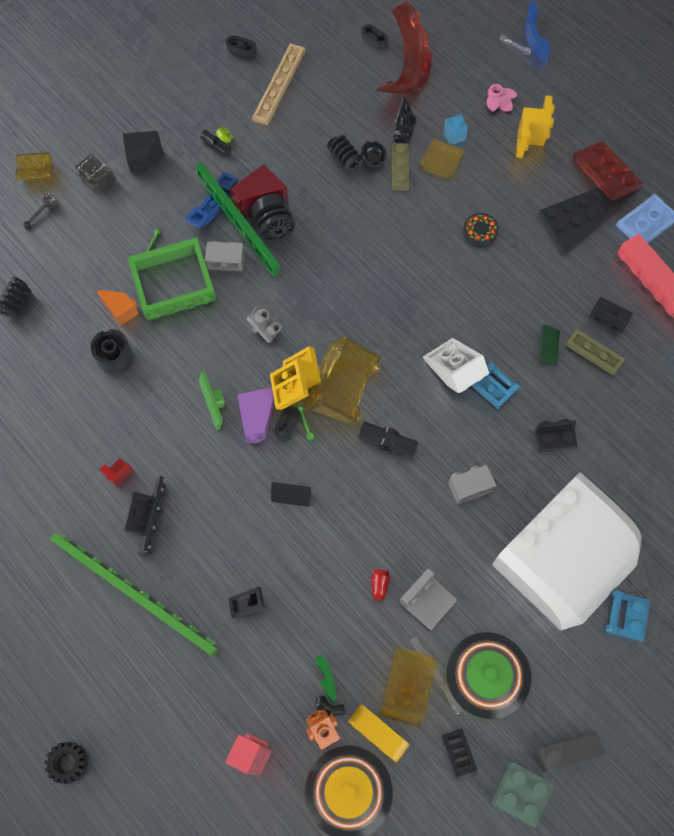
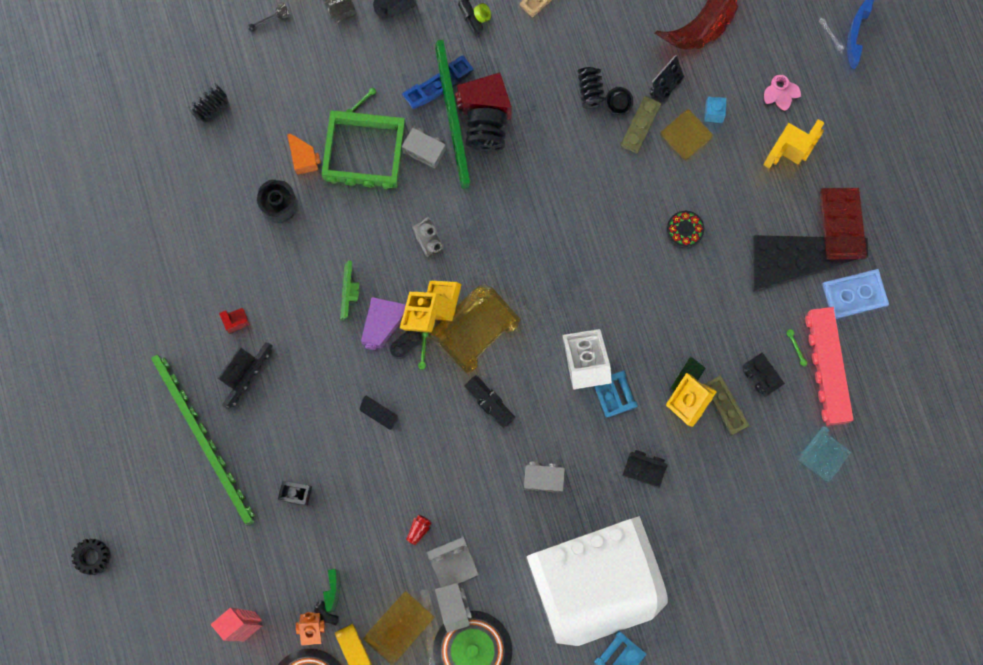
camera: 25 degrees right, 10 degrees up
(450, 641) = (452, 608): none -> light grey brick
(565, 357) = (690, 399): none -> yellow bracket
(613, 273) = (790, 333): none -> bright green hinge

